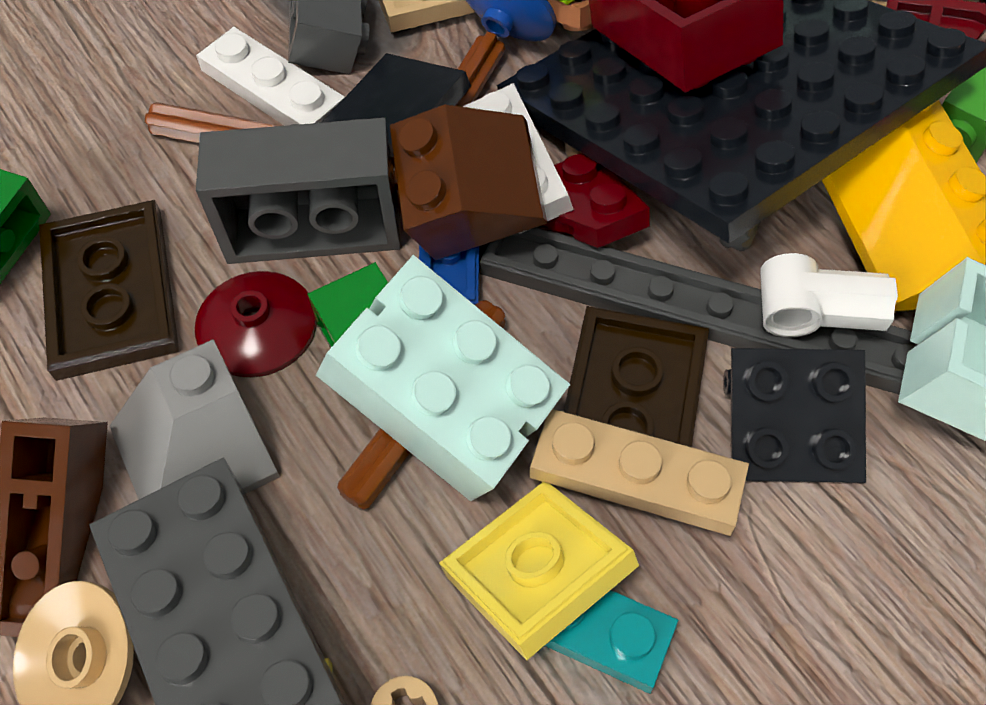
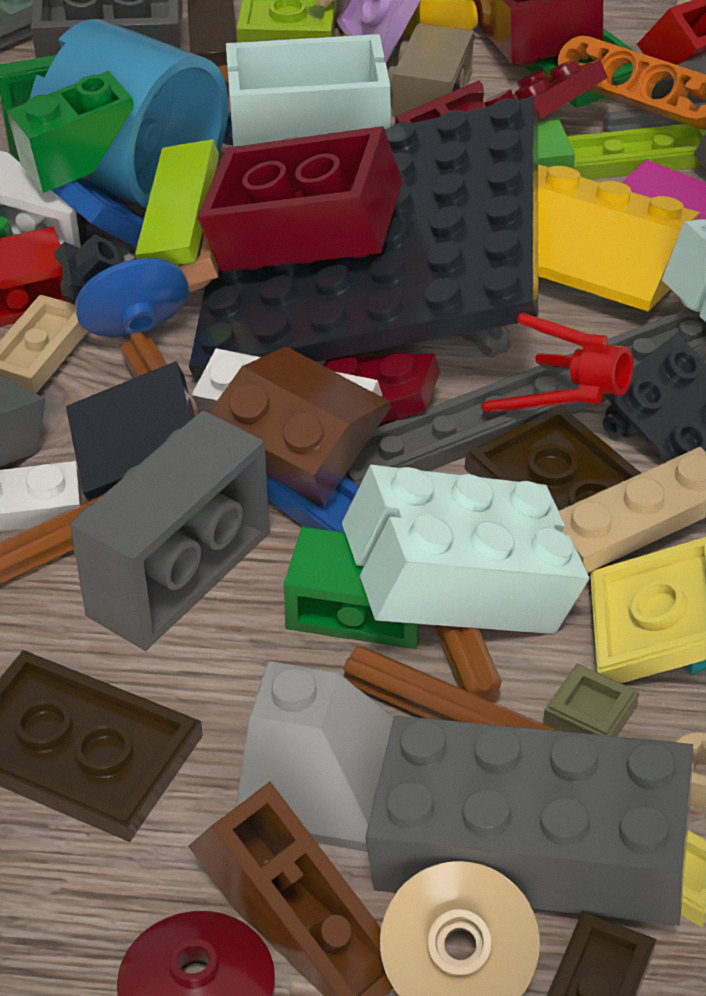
camera: 50 degrees left, 15 degrees down
(262, 341) = (222, 661): dark red dish -> none
(322, 513) = (426, 694): none -> dark orange axle
(405, 583) = (590, 704): none -> olive tile
(733, 320) = (595, 367): none -> red plant
(803, 298) = (620, 316): white piece -> none

